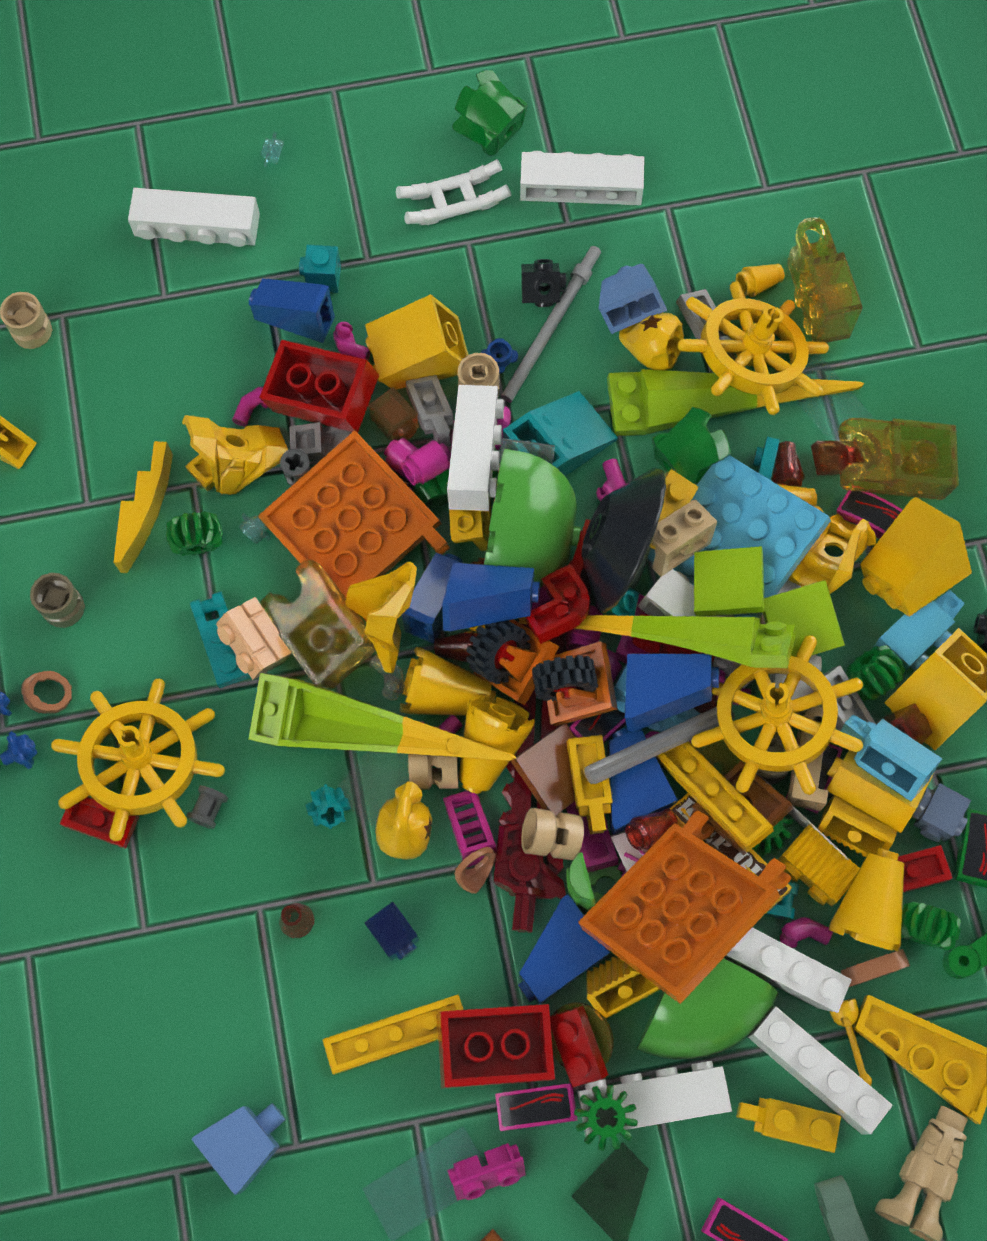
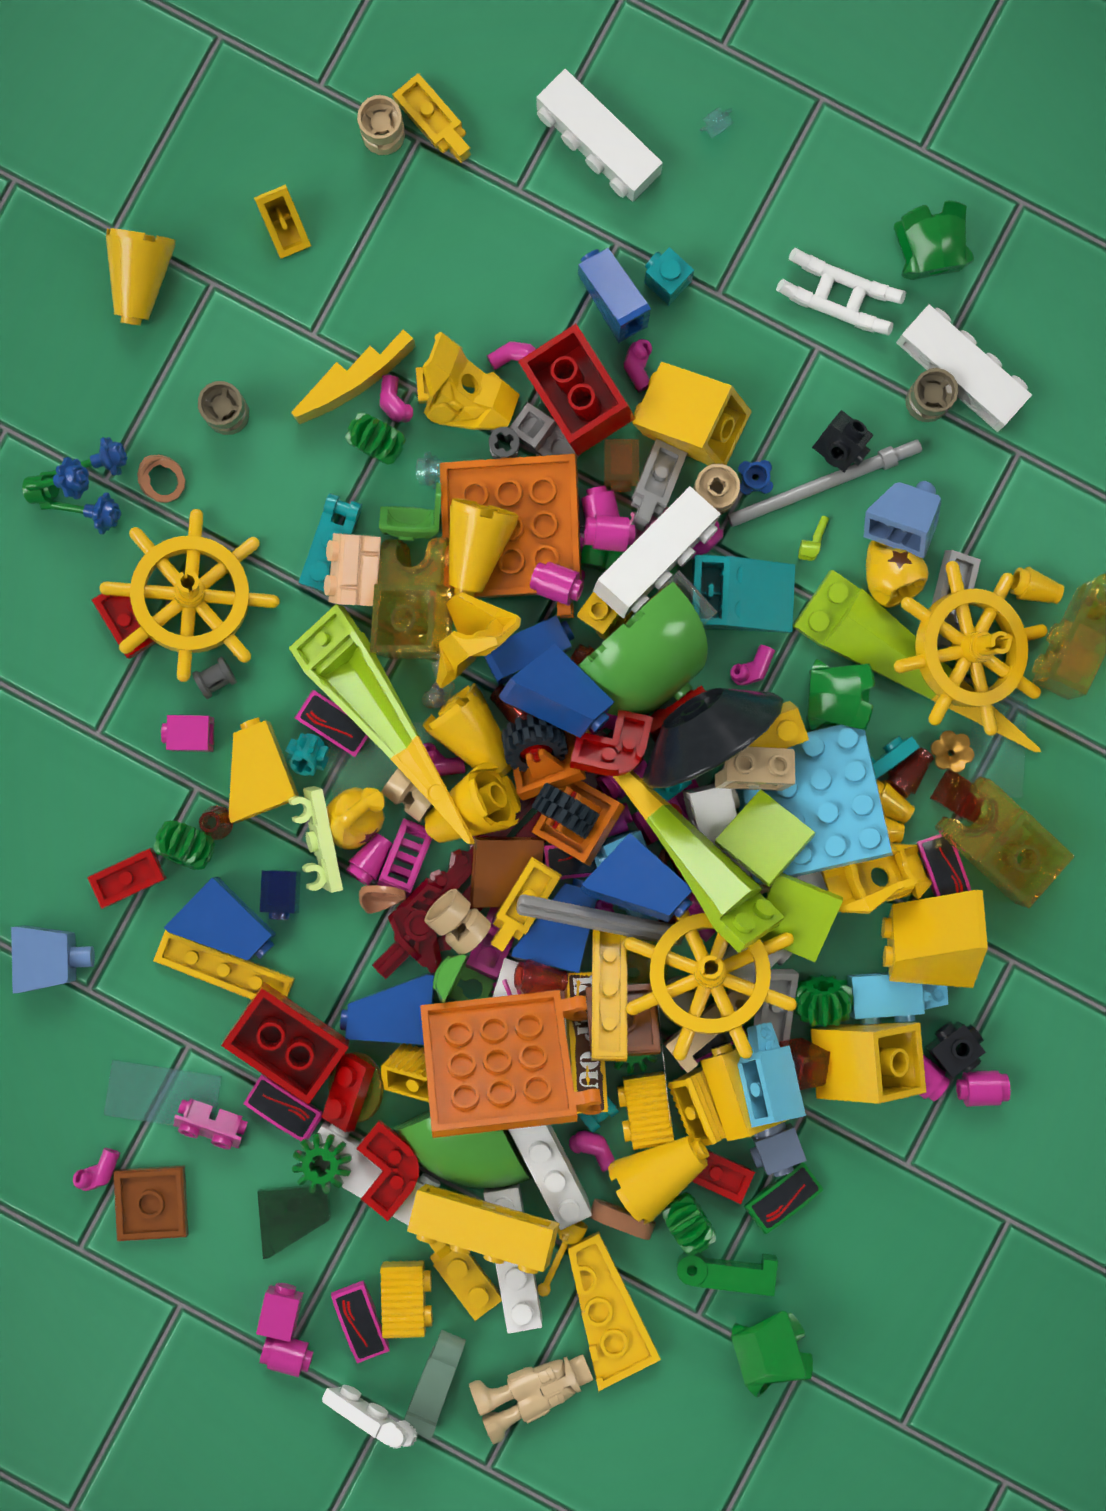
camera: 40 degrees right, 15 degrees up
(64, 290) = (432, 117): none -> yellow hinge
(186, 503) = (391, 403): none -> dark pink arm
(219, 866) = (188, 733): none -> dark pink brick
(257, 1023) = (126, 878): none -> red plate
(273, 573) = (411, 522): none -> bright green piece
(284, 954) = (184, 845): none -> green gear
(301, 852) = (257, 772): none -> yellow slope
(329, 768) = (331, 723): none -> black slope
(332, 541) = (476, 543): none -> yellow cone
(365, 994) = (222, 922): none -> blue slope
(391, 862) = (318, 840): none -> yellowish green plate
(417, 524) = (557, 583): none -> dark pink brick
(443, 852) = (369, 860): none -> dark pink cone
(575, 208) = (931, 395): none -> dark tan wheel
(579, 374) = (810, 549): none -> lime hand
(671, 1069) = (398, 1169): none -> red plate
(765, 1183) = (404, 1299): none -> yellow brick
(779, 1056) = (483, 1228): none -> yellow brick
(804, 428) = (958, 746): none -> pearl gold plant

